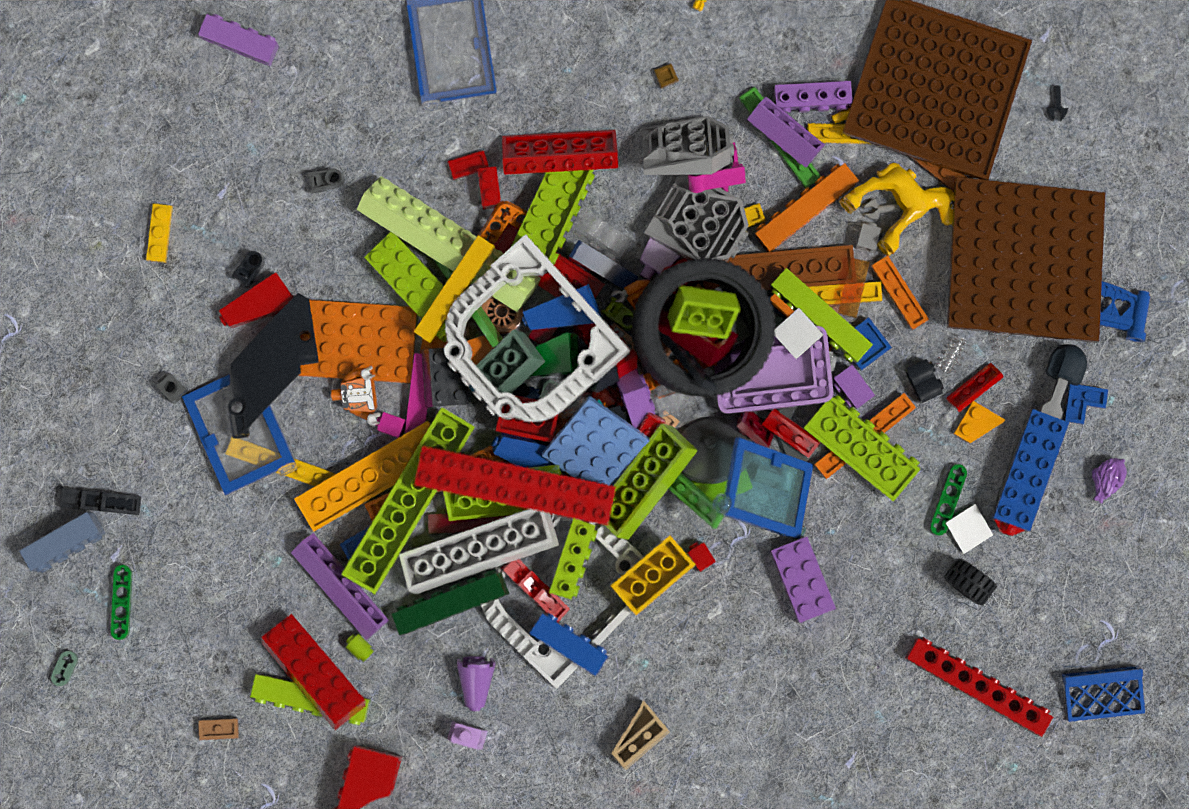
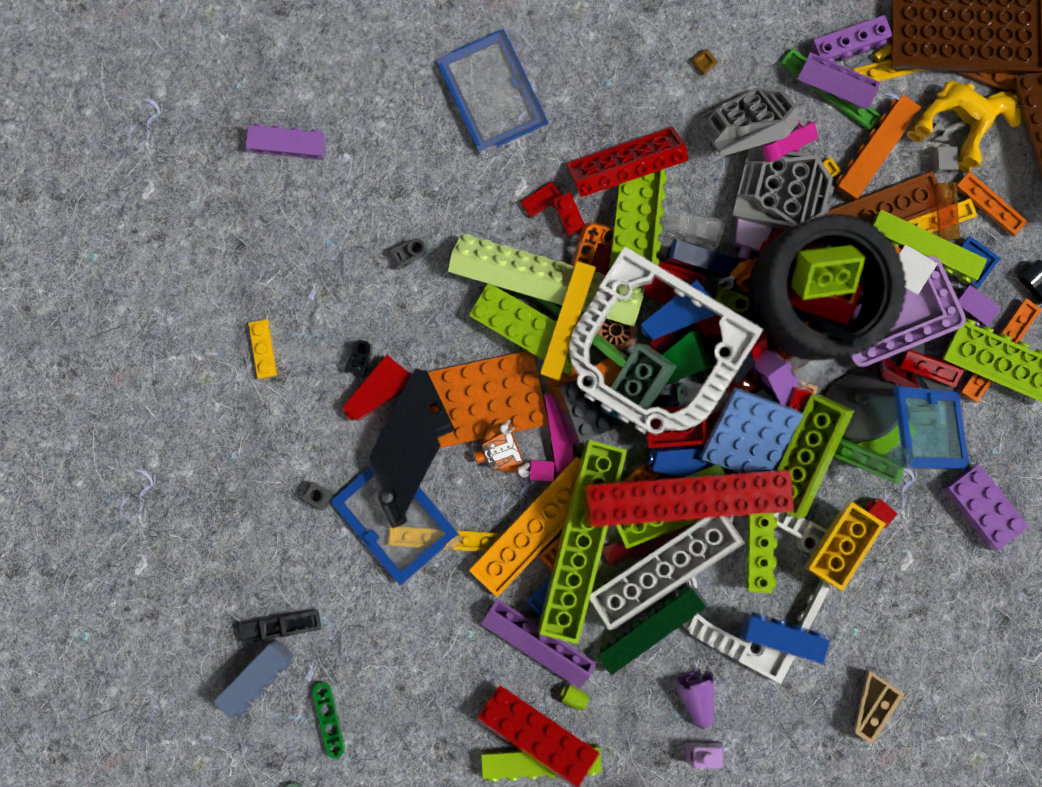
camera: 10 degrees left, 0 degrees up
(535, 588) = (729, 591): red slope -> none

